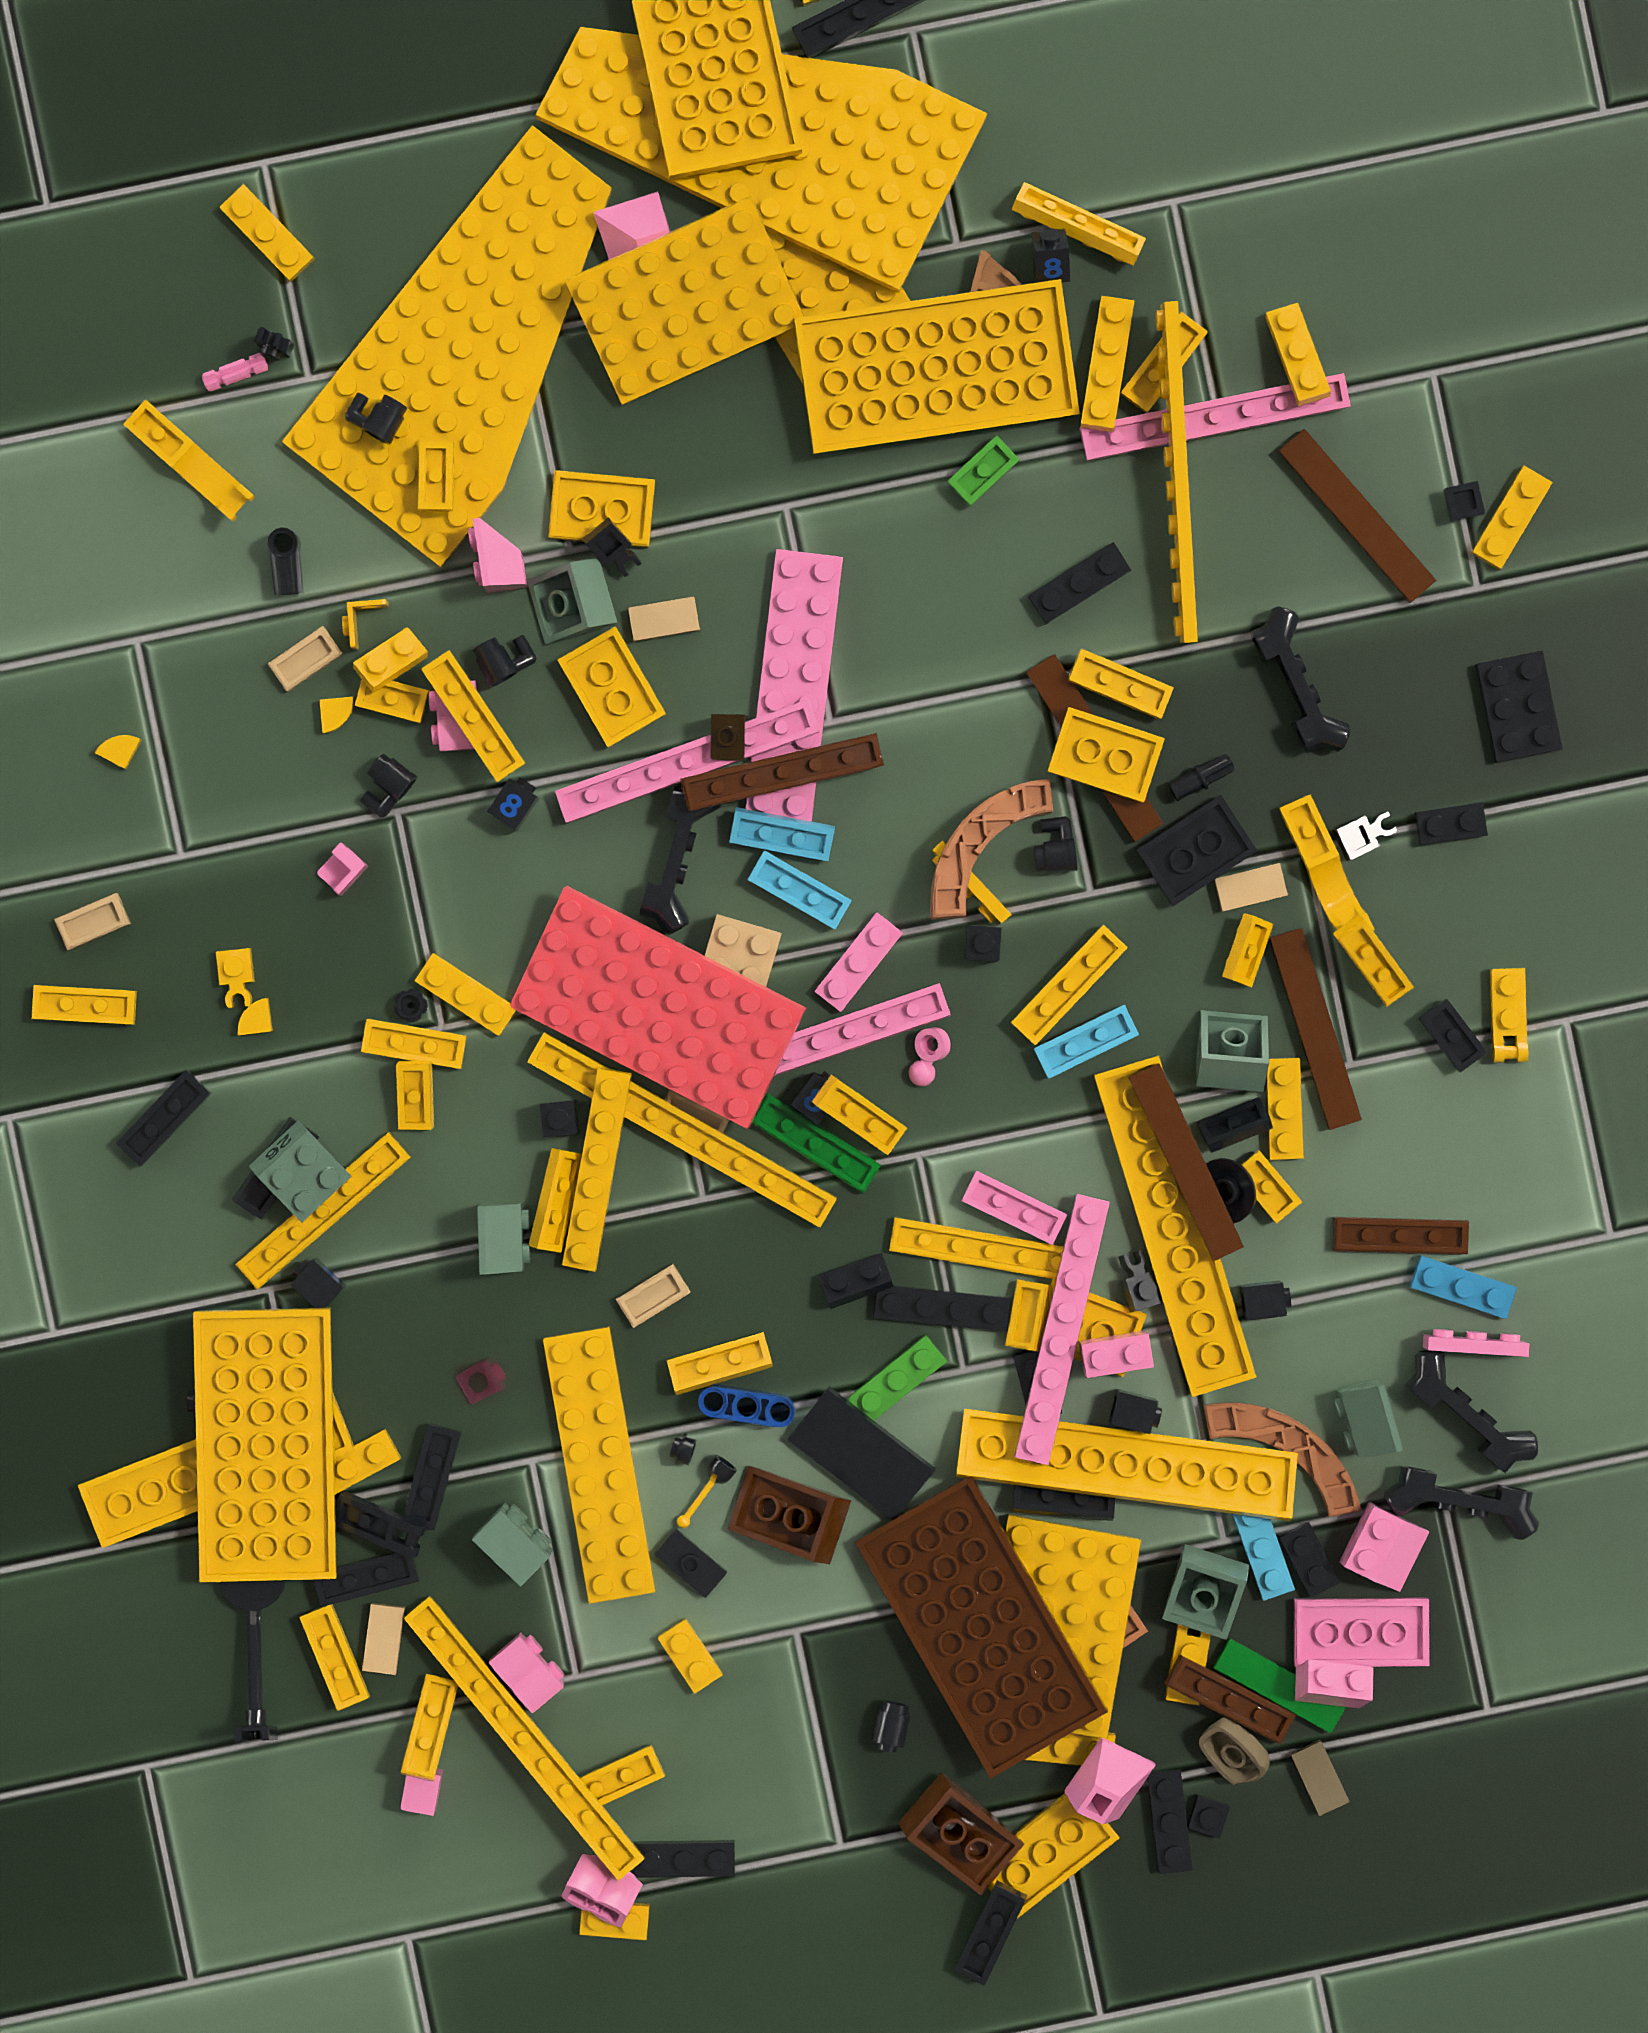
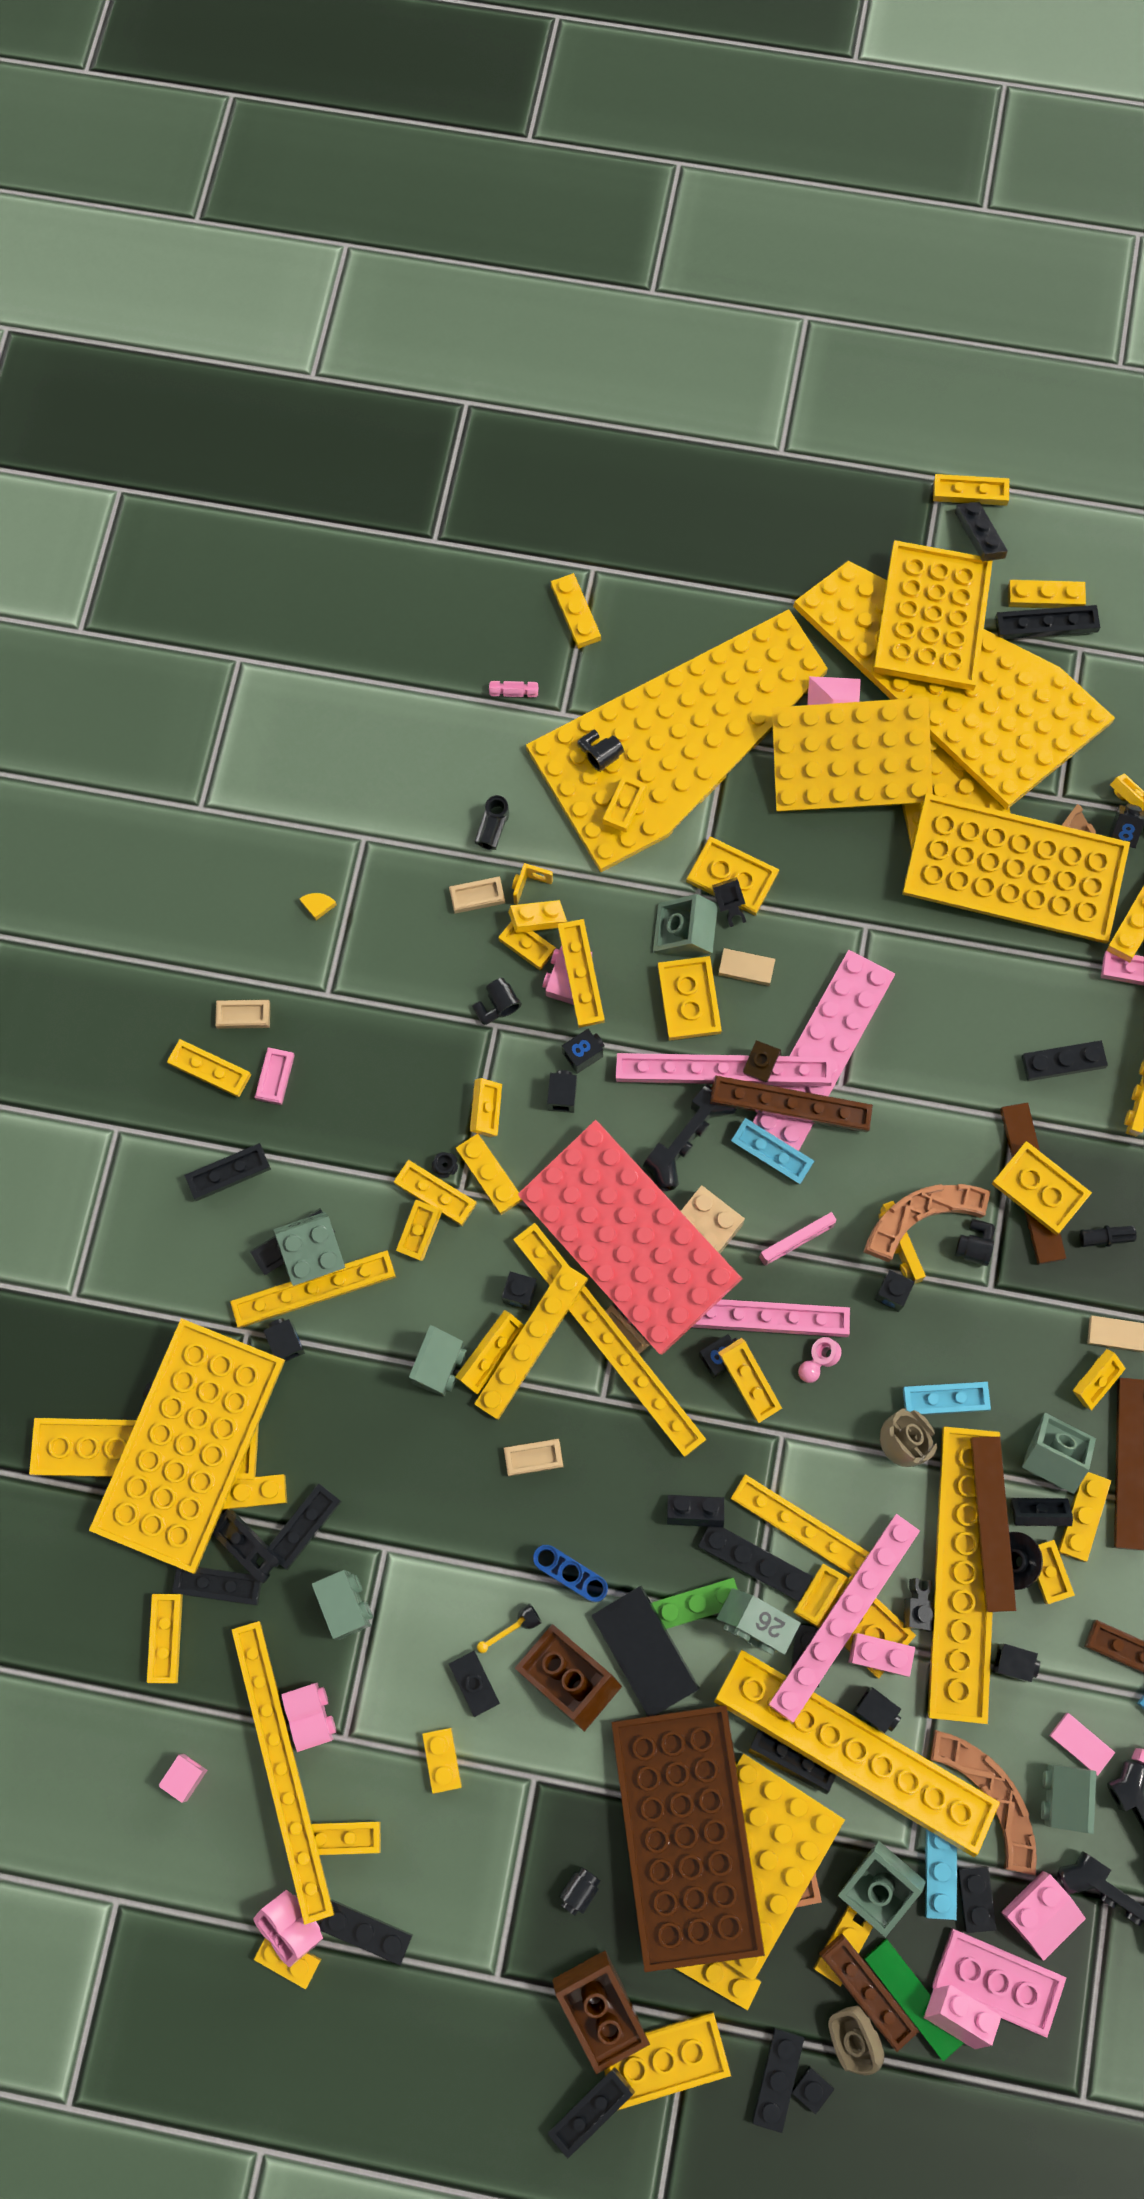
camera: 25 degrees right, 15 degrees down
(164, 981) = (274, 1076): none -> bright pink tile
(188, 459) = (455, 731): yellow piece -> none
(235, 970) = (328, 1089): yellow plate -> none
(254, 1597) = (125, 1563): black piece -> none
(256, 1018) = (327, 1129): yellow tile -> none
(273, 343) = (548, 678): black plate -> none
(335, 712) = (482, 938): yellow tile -> none
(342, 869) = (439, 1048): bright pink panel -> none
(383, 1638) = (209, 1641): tan tile -> none
(429, 919) = (486, 1107): none -> yellow plate
(429, 1727) = (211, 1728): yellow tile -> none
(494, 1375) = (385, 1463): clear pink bracket -> none
(496, 662) = (612, 949): black piece -> none
(499, 561) = (643, 876): bright pink slope -> none
(509, 863) = (562, 1091): none -> black brick
(599, 1465) = (435, 1575): yellow plate -> none
(683, 1449) = (506, 1588): black plate -> none
(719, 1363) = (563, 1531): yellow plate -> none
(799, 890) = (769, 1197): medium azure plate -> none
(816, 1143) = (706, 1392): green tile -> none
(851, 927) = (797, 1239): none -> bright pink tile
(858, 962) = (793, 1268): bright pink plate -> none
(970, 1376) = (757, 1622): none -> brick
(983, 471) = (1022, 954): bright green plate -> none
(1014, 1207) = (842, 1505): bright pink plate -> none
(1059, 1107) = (907, 1438): none -> dark tan cylinder
(1069, 984) = (949, 1350): yellow plate -> none
(1107, 1781) = (741, 2019): bright pink slope -> none
(1120, 684) = (1070, 1143): yellow plate -> none
(1196, 850) = (1085, 1288): black plate -> none
(1319, 1777) = (919, 2097): dark tan tile -> none
(1364, 1354) = (1082, 1743): none -> bright pink tile

